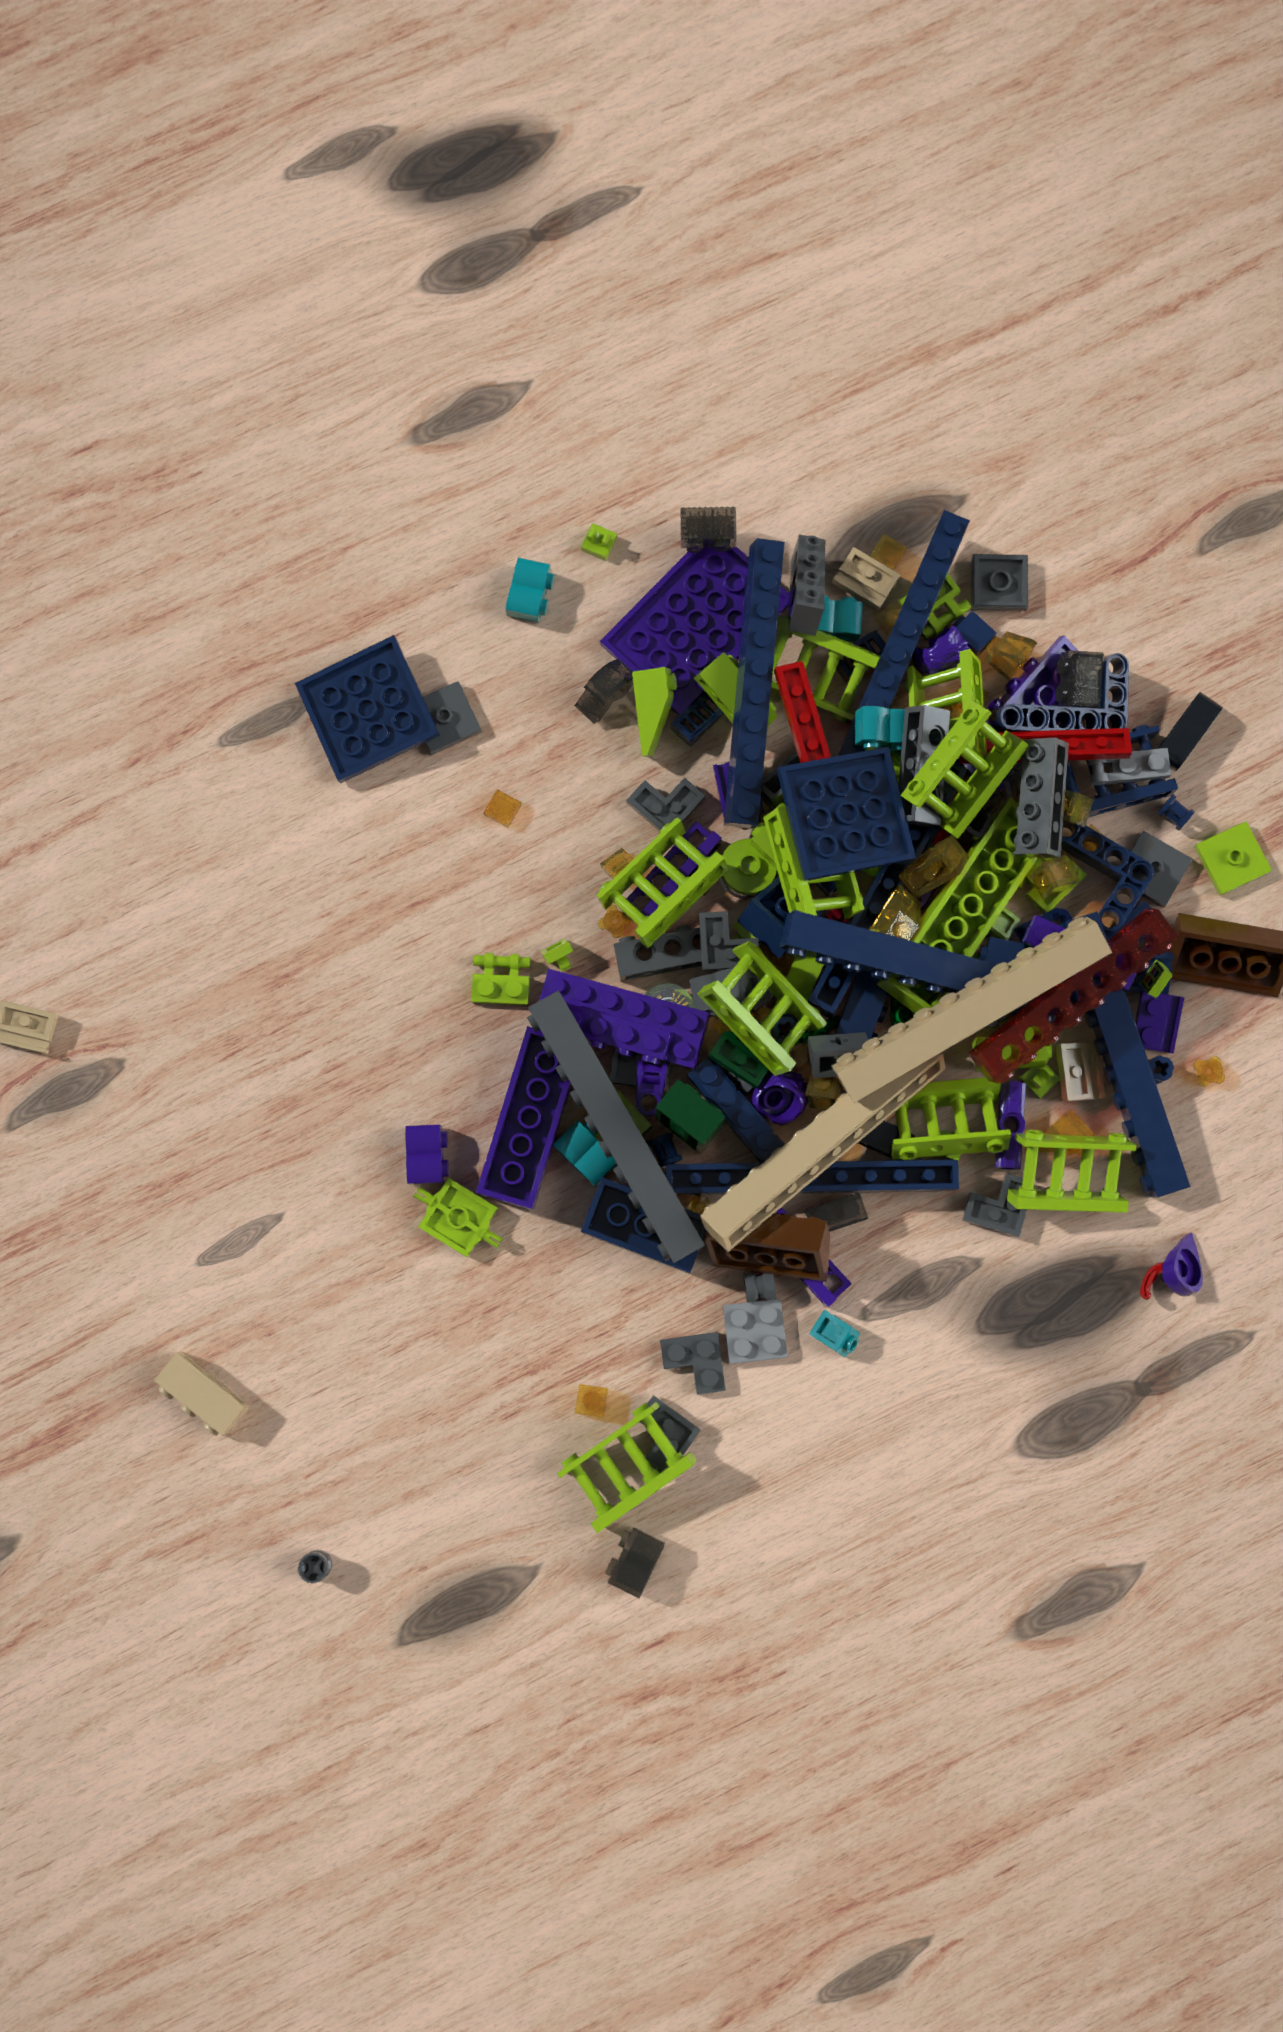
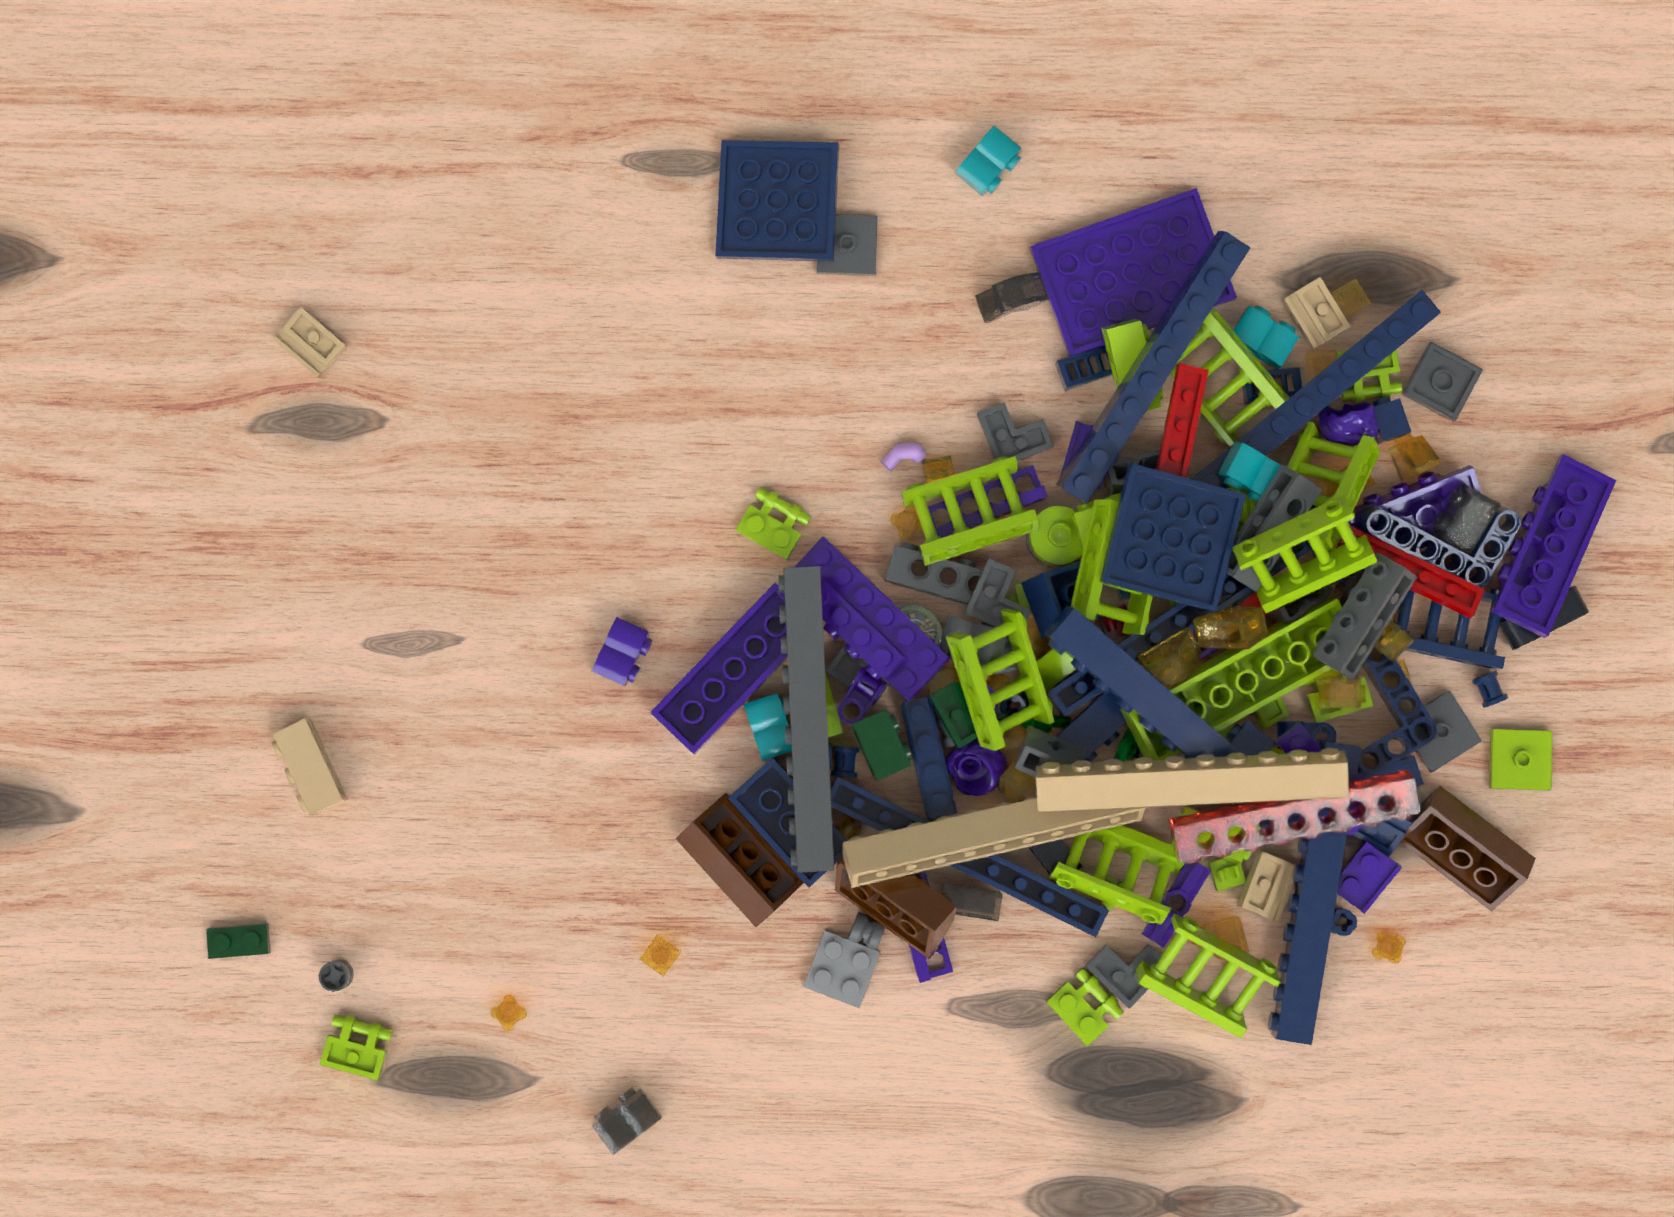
camera: 20 degrees right, 5 degrees up
(213, 1581) = (238, 941): none -> dark green plate
(367, 1630) = (354, 1056): none -> lime plate
(458, 1217) = (622, 725): lime plate -> none
(492, 1517) = (499, 1013): none -> clear yellow plate
(502, 808) = (857, 360): clear yellow plate -> none
(557, 953) = (839, 525): lime tile -> none
(581, 863) = (901, 451): none -> lavender arm
(599, 542) = (1080, 146): lime tile -> none
(618, 1281) = (739, 860): none -> reddish brown slope
(652, 1478) = (679, 1055): lime fence -> none
(653, 701) = (1050, 332): lime slope -> none
(676, 1429) = (720, 1022): dark grey plate -> none
(702, 1353) = (781, 961): dark grey plate -> none
(708, 528) = (1189, 190): clear smoke brick -> none
(807, 585) = (1253, 295): dark grey brick -> none
(835, 1334) = (913, 1009): teal bracket -> none
(976, 1264) = (1078, 1013): none -> lime plate
(1140, 767) = (1479, 630): light grey plate -> none
(1156, 979) = (1383, 837): lime tile -> none
(1162, 667) = (1551, 545): none -> dark purple plate
(1179, 1271) = (1260, 1116): dark purple piece -> none

